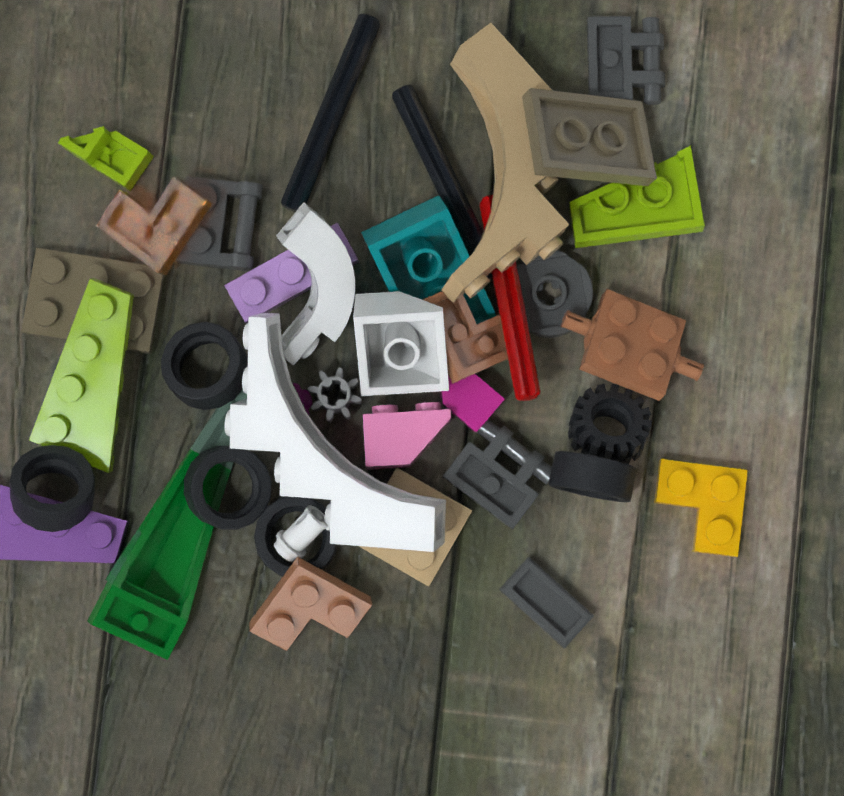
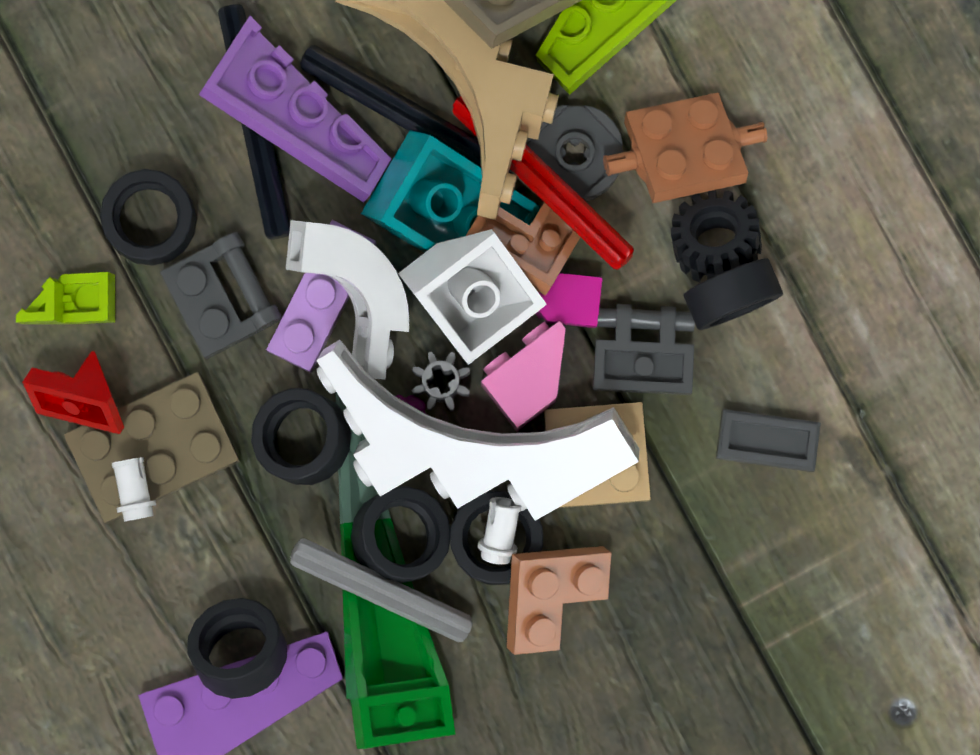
camera: 35 degrees left, 0 degrees up
(56, 321) = (133, 489): none -> white pin
(63, 229) = (75, 399): none -> red slope
(88, 379) = (199, 522): lime wing -> none
(156, 234) = (173, 342): clear orange plate -> none
(184, 518) = (381, 591): none -> light grey axle
(205, 98) = (125, 188): none -> black tyre
(357, 114) = (277, 102): none -> medium lavender wing
(717, 496) = (851, 234): yellow plate -> none

